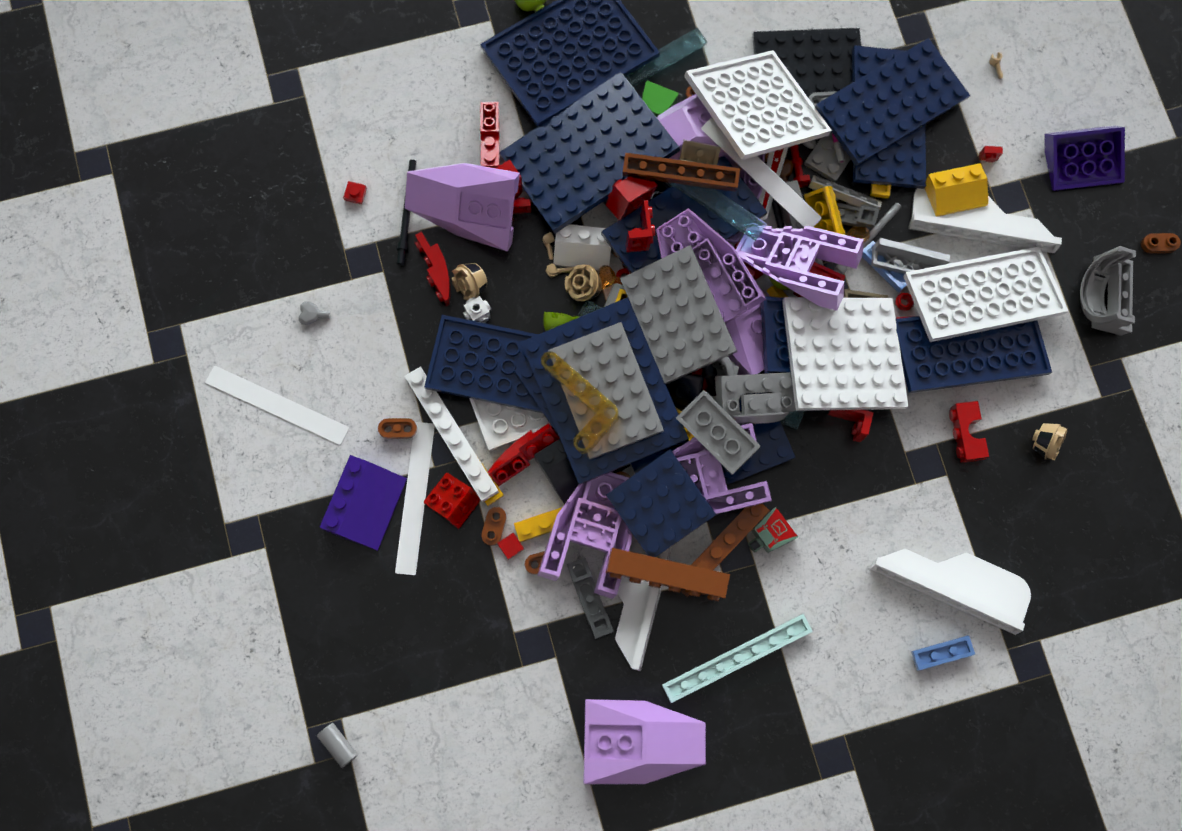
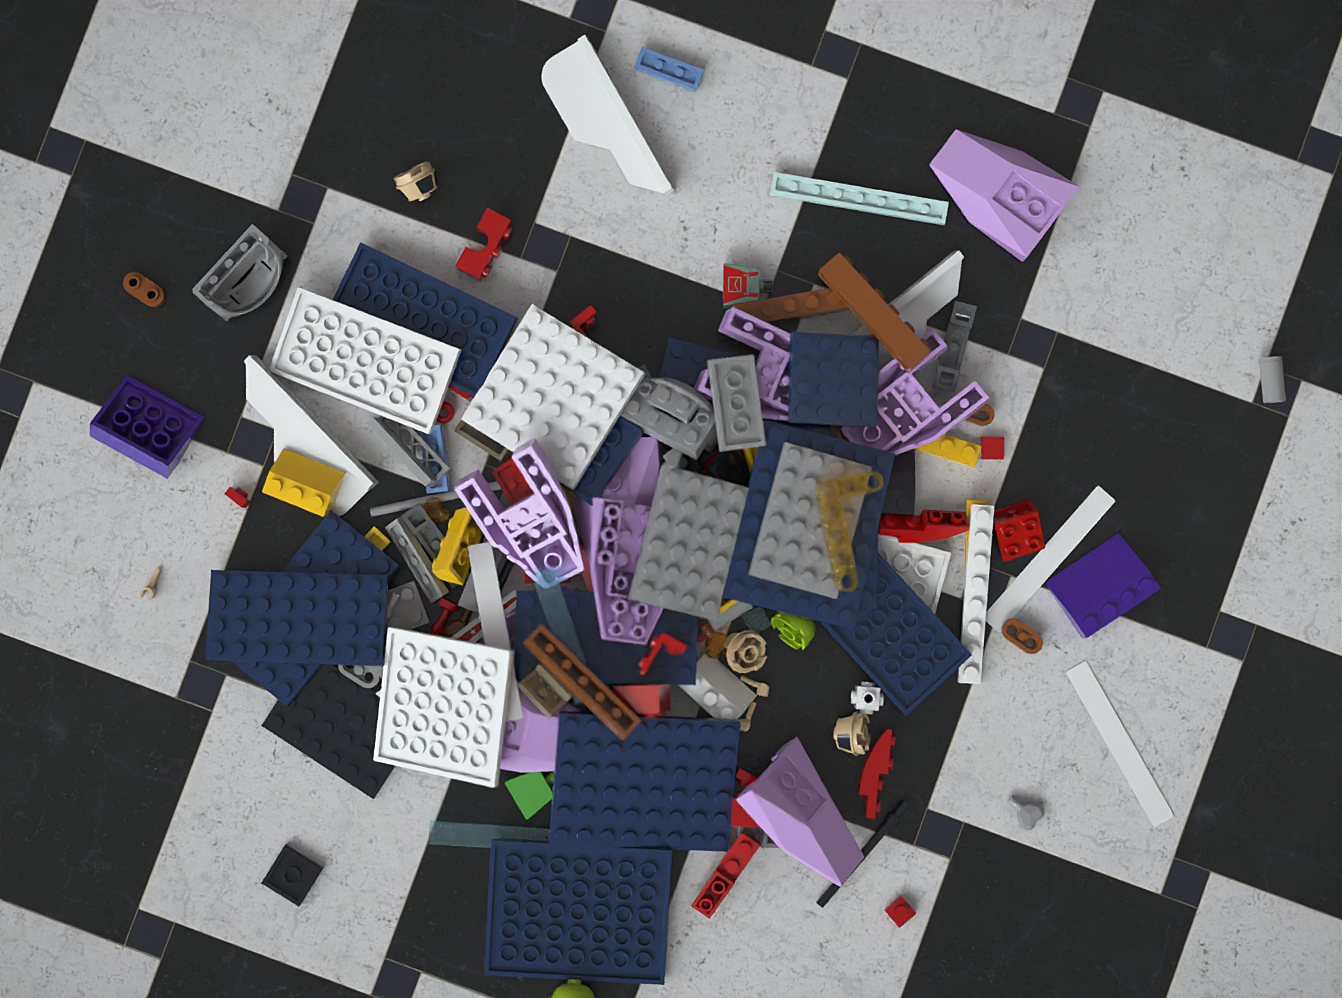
camera: 140 degrees left, 10 degrees up
(494, 526) = (995, 478): dark orange plate -> none

